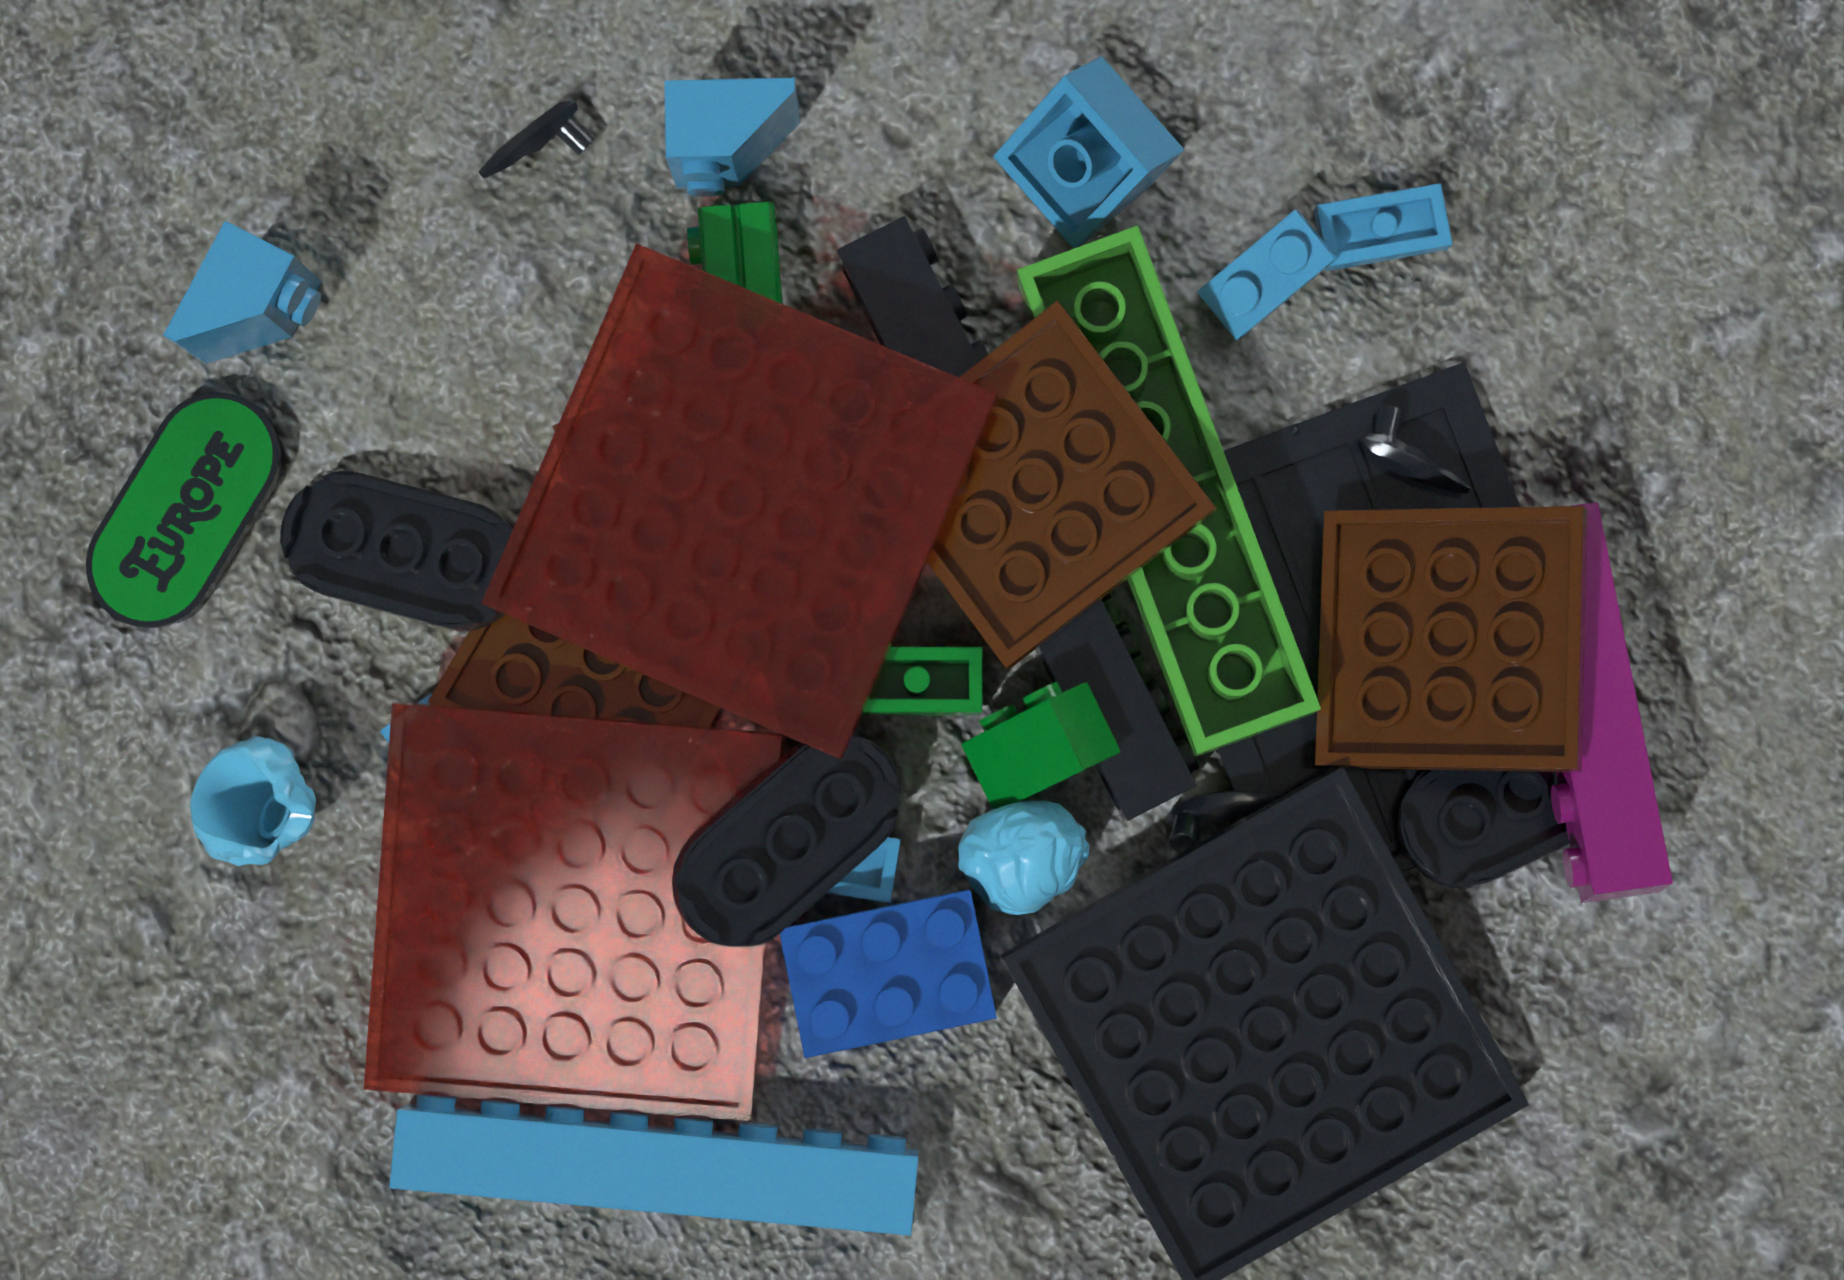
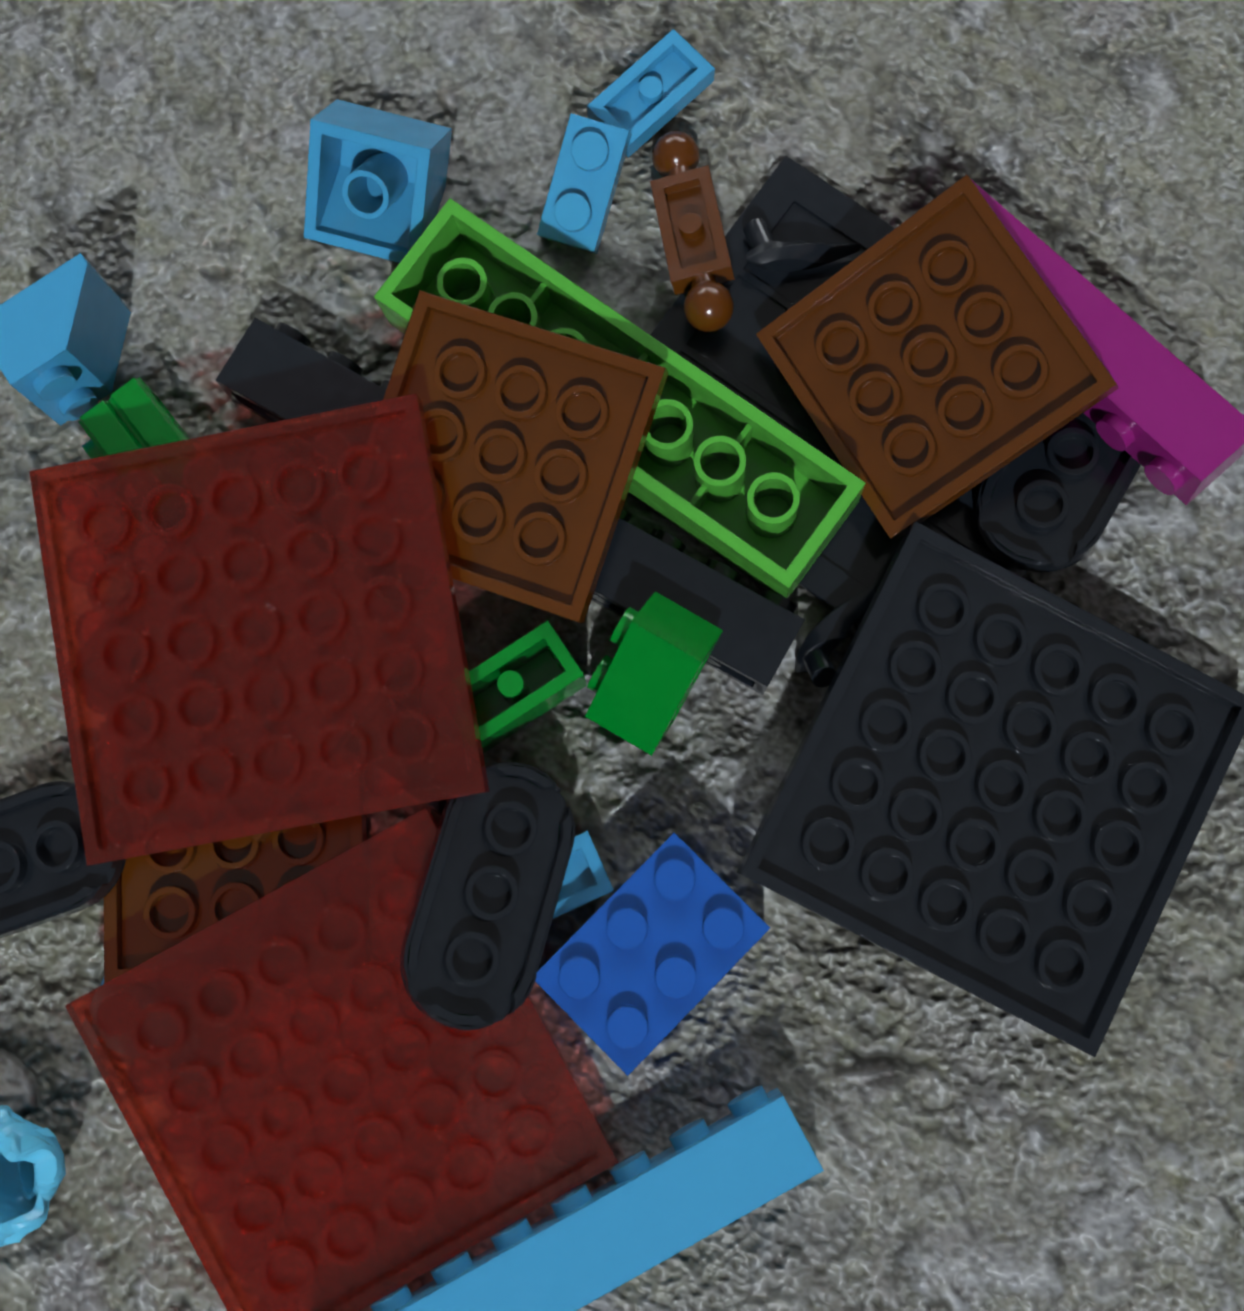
camera: 25 degrees left, 5 degrees down
(1022, 855) = (698, 775): medium azure hair -> none
(1333, 379) = (692, 231): none -> reddish brown plate

